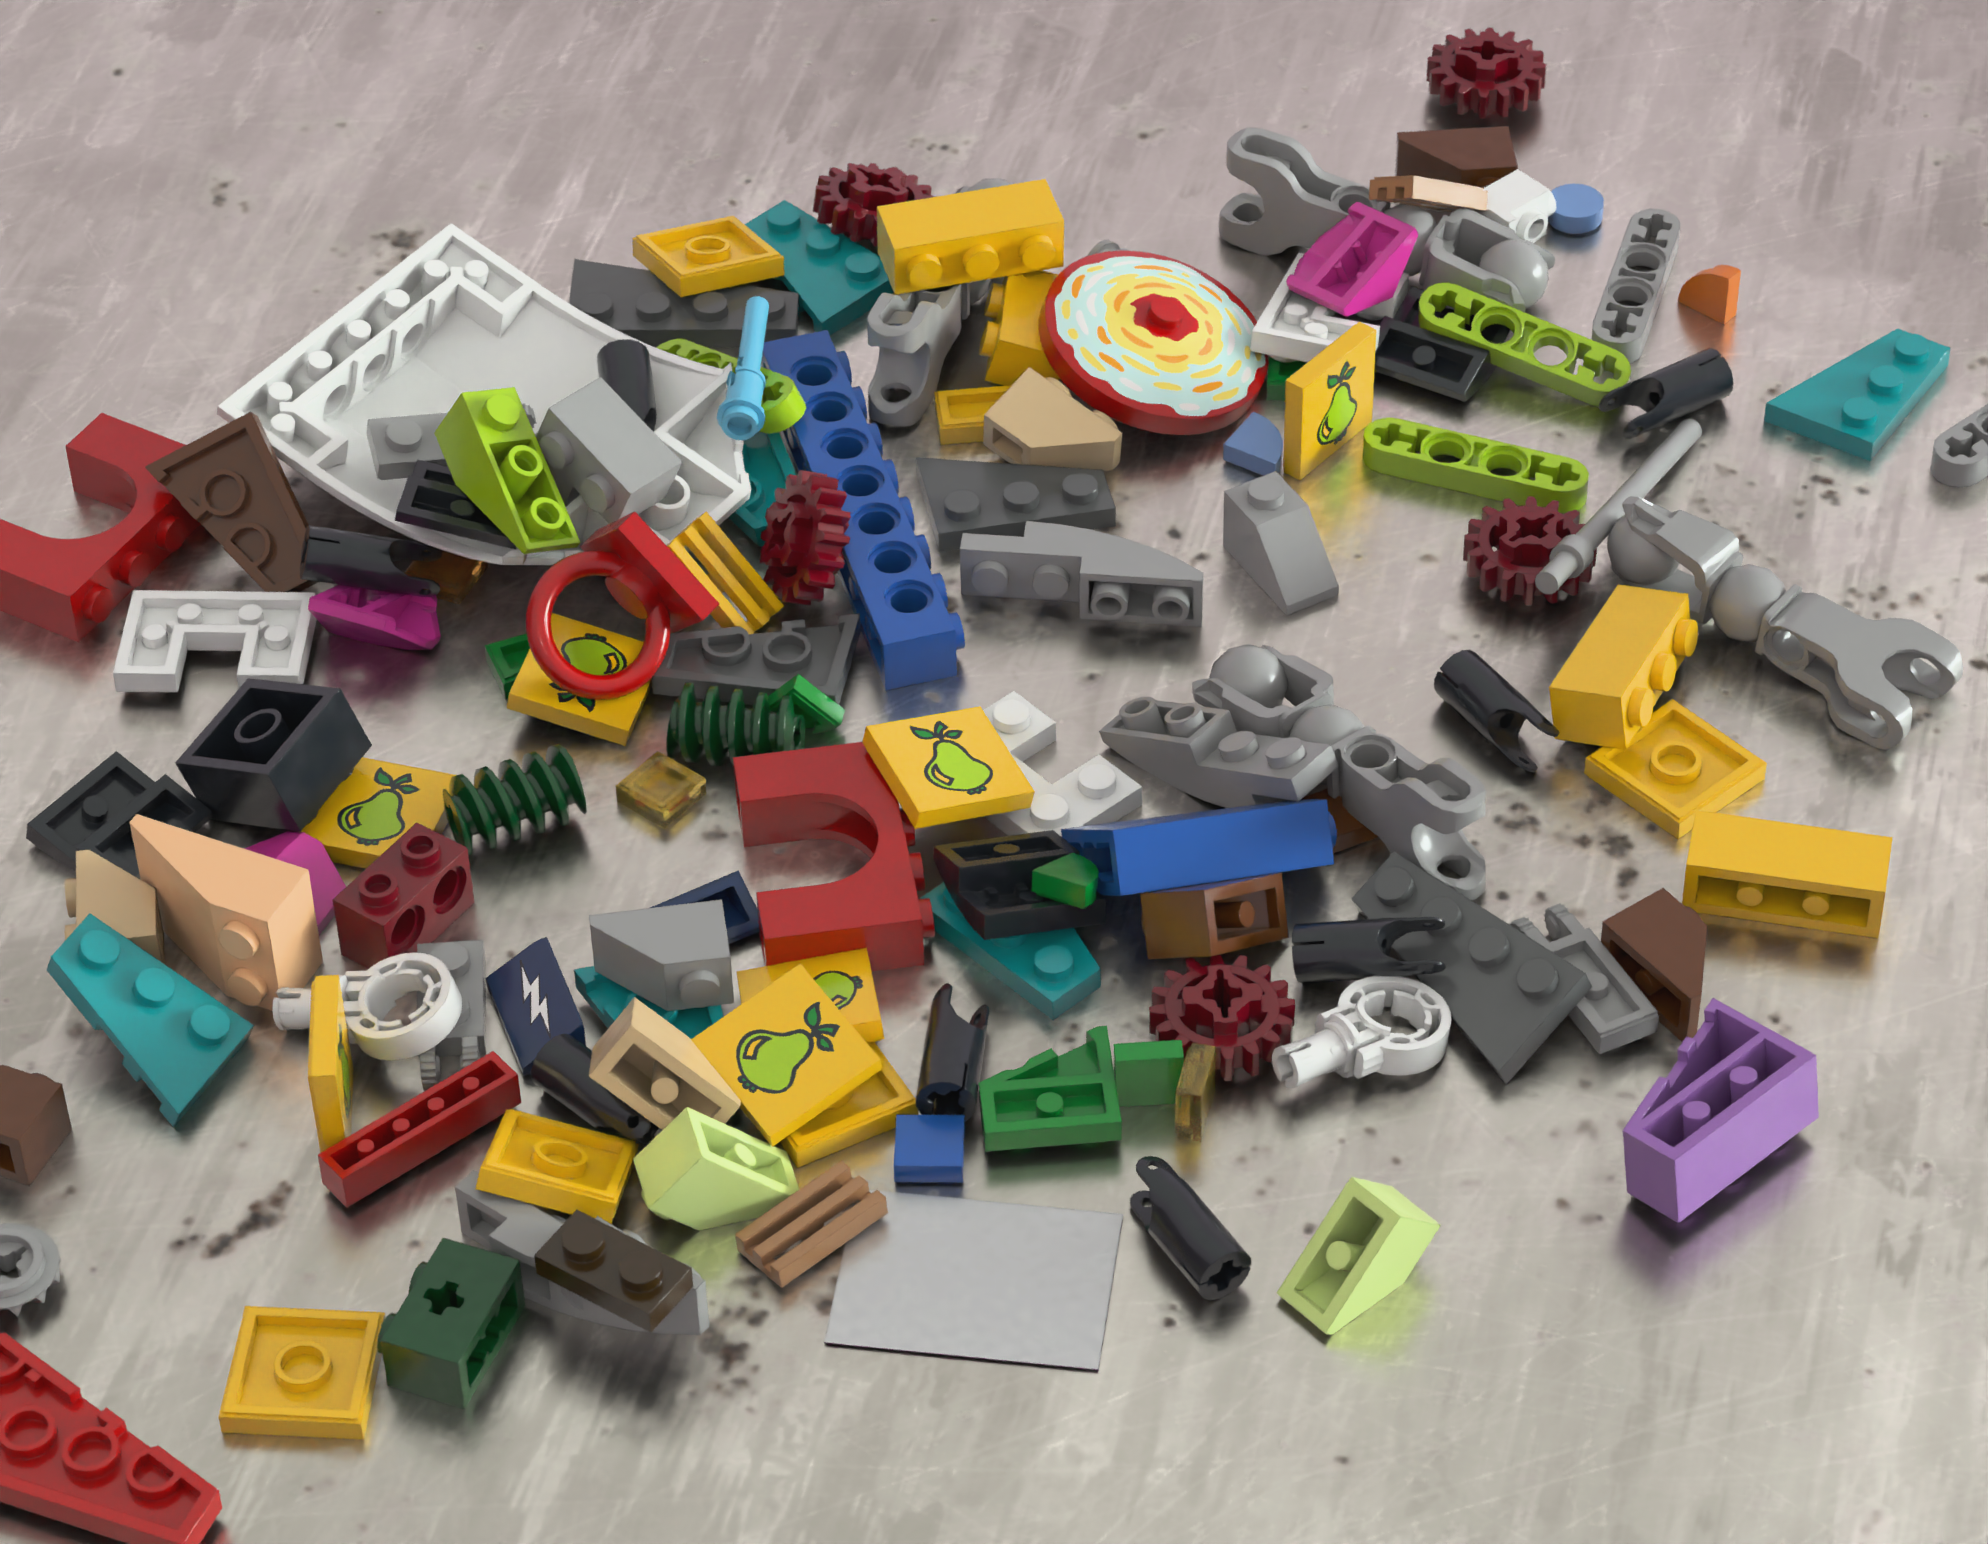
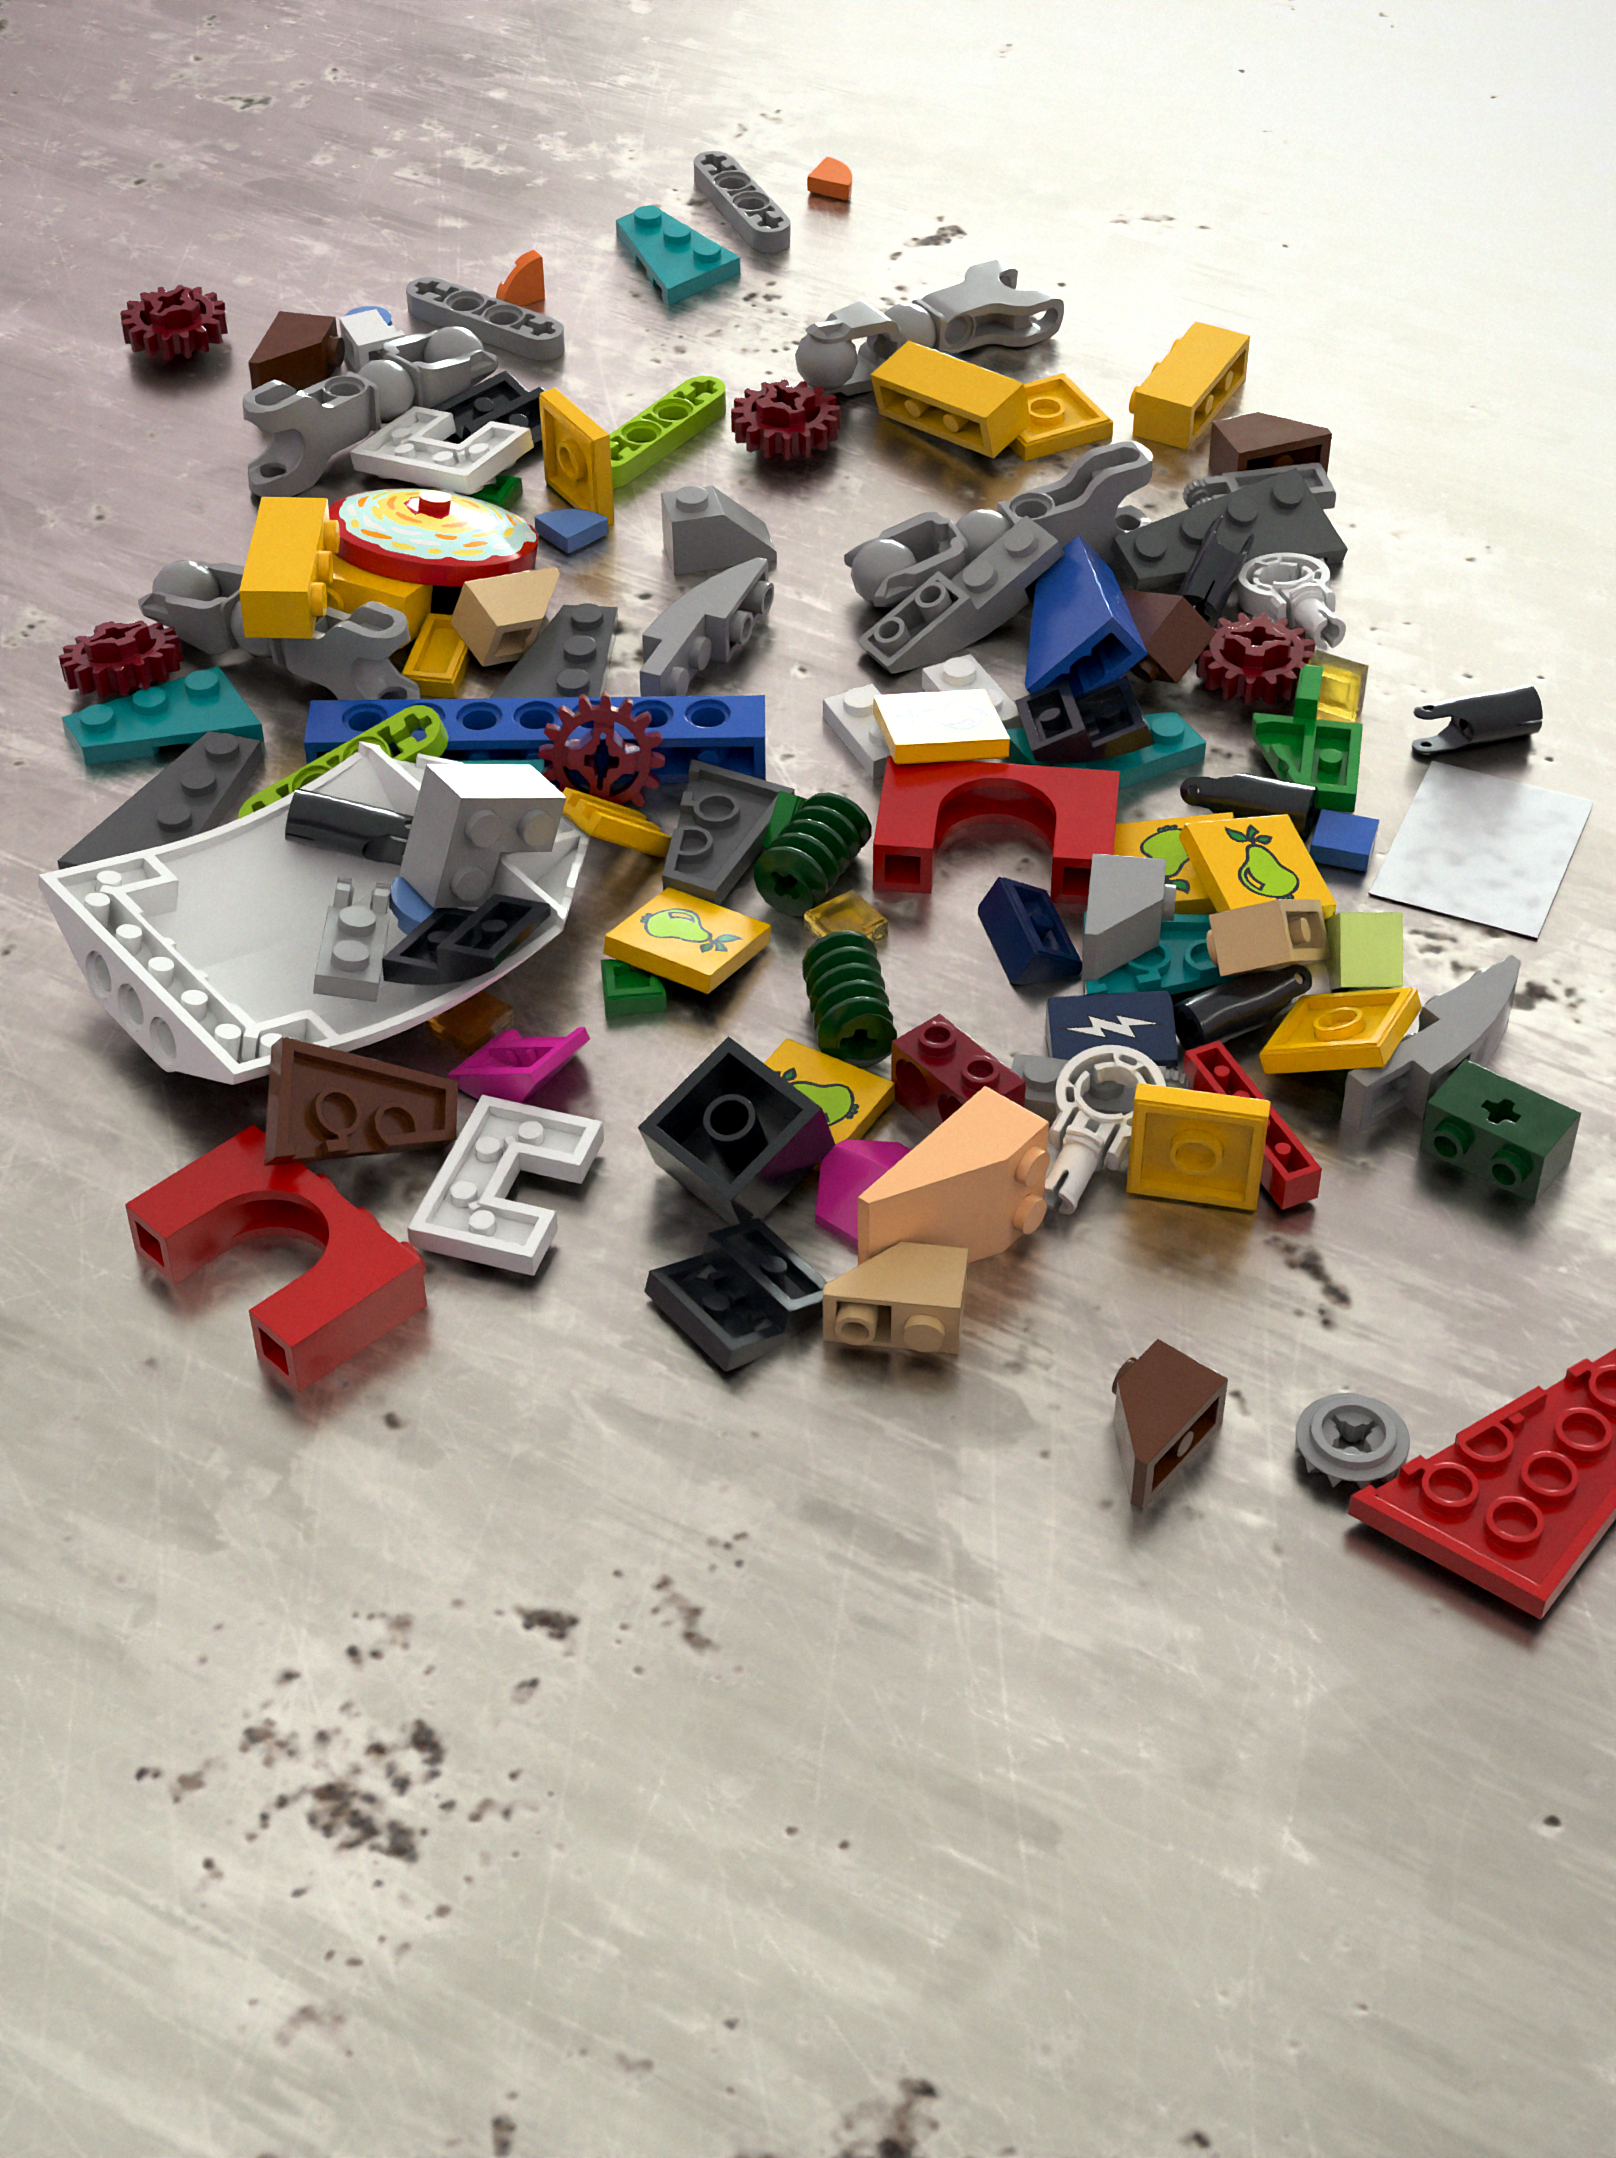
camera: 75 degrees left, 0 degrees up
(154, 1016) = (1056, 1274): teal wing -> none
(302, 1373) = (1519, 1249): yellow tile -> none
(365, 561) = (471, 1046): black piece -> none
(504, 470) = (470, 878): lime slope -> none
(613, 1270) = (1502, 997): dark brown plate -> none
(643, 580) = (645, 833): red tile -> none
(707, 256) = (120, 772): yellow tile -> none
(741, 411) = (434, 737): medium azure pin -> none
(804, 1218) = (1425, 911): medium nougat tile -> none
(1067, 880) = (1109, 682): green tile -> none
(1355, 261) = (409, 408): dark pink slope -> none
(1357, 1254) = (1529, 638): yellowish green slope -> none
(1427, 193) = (365, 348): tile -> none
(1489, 704) = (948, 473): black piece -> none
(1529, 336) = (585, 352): lime beam -> none
(1576, 550) = (830, 380): light grey bar -> none
(1673, 391) = (632, 320): black piece -> none
(1717, 1112) = (1433, 453): medium lavender wedge -> none

